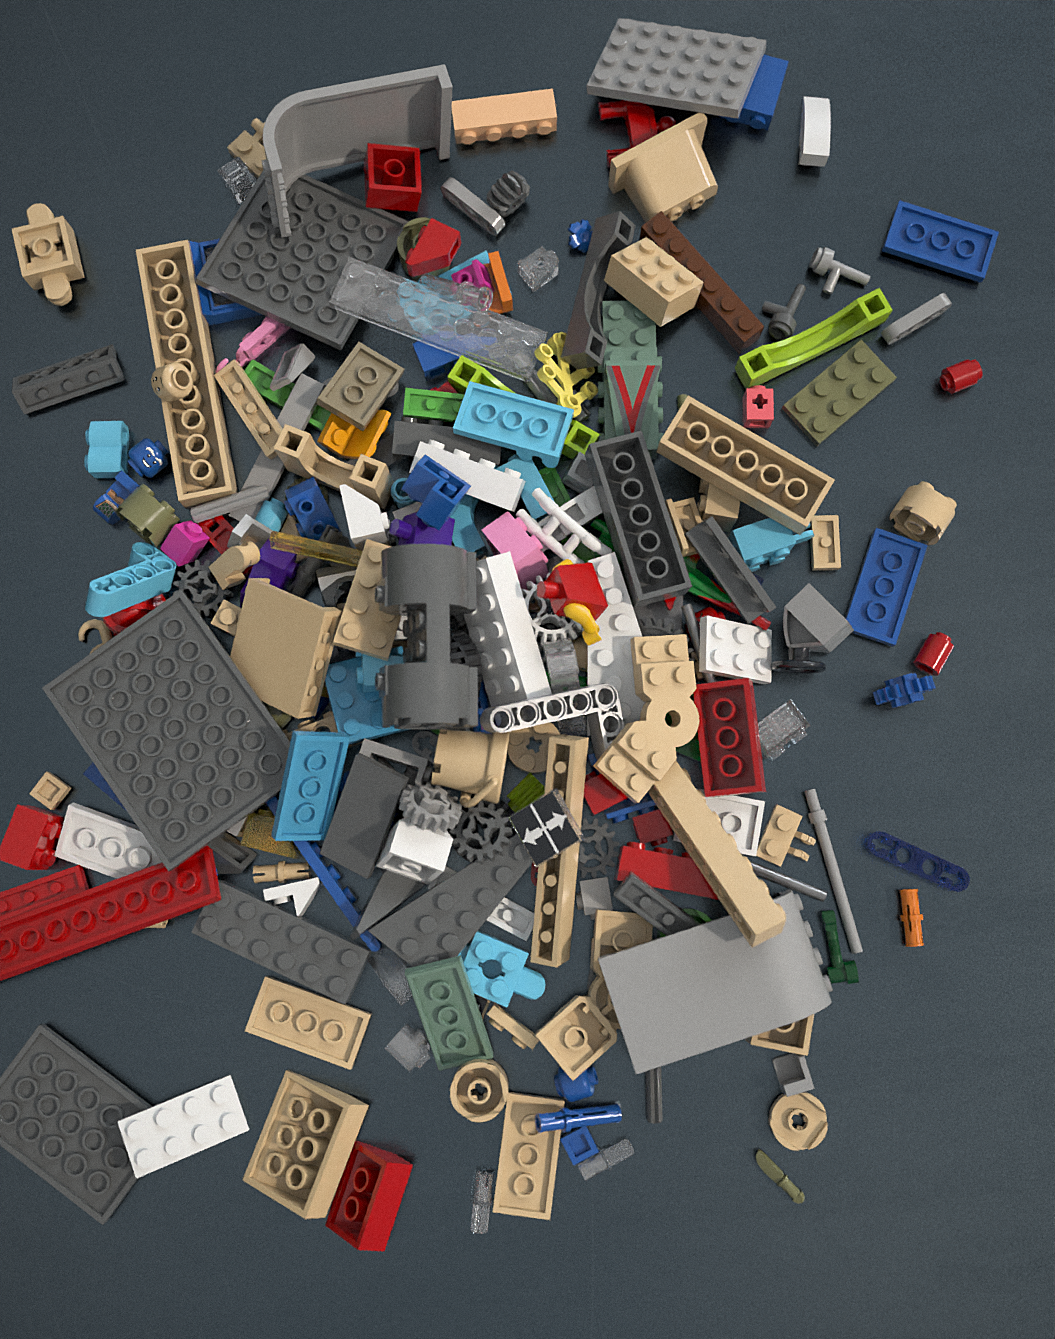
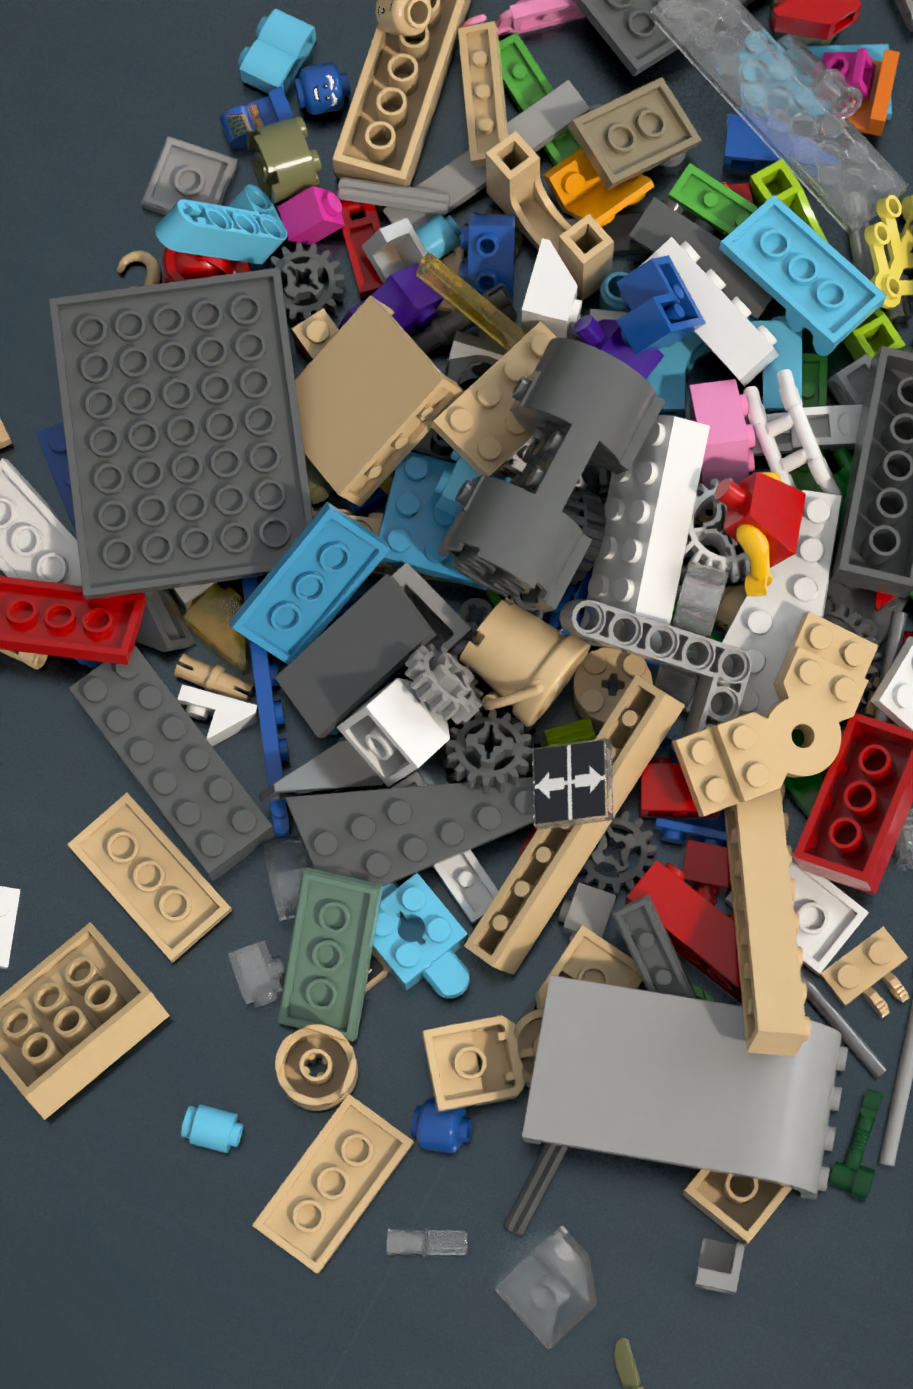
camera: 30 degrees right, 5 degrees down
(94, 557) = (188, 174): none -> light grey tile
(233, 562) = (358, 269): tan leg -> none
(291, 365) = (562, 64): light grey slope -> none
(368, 1197) = (111, 1124): red slope -> none
(433, 1162) = (211, 1128): none -> medium azure brick
(481, 1202) = (244, 1209): clear axle -> none
(521, 1034) = (404, 1034): tan plate -> none
(567, 1119) = (405, 1161): blue pin -> none
(579, 1144) = (403, 1205): blue plate -> none
(699, 1145) = (551, 1288): none -> clear slope
(801, 1136) = (686, 1349): tan plate -> none

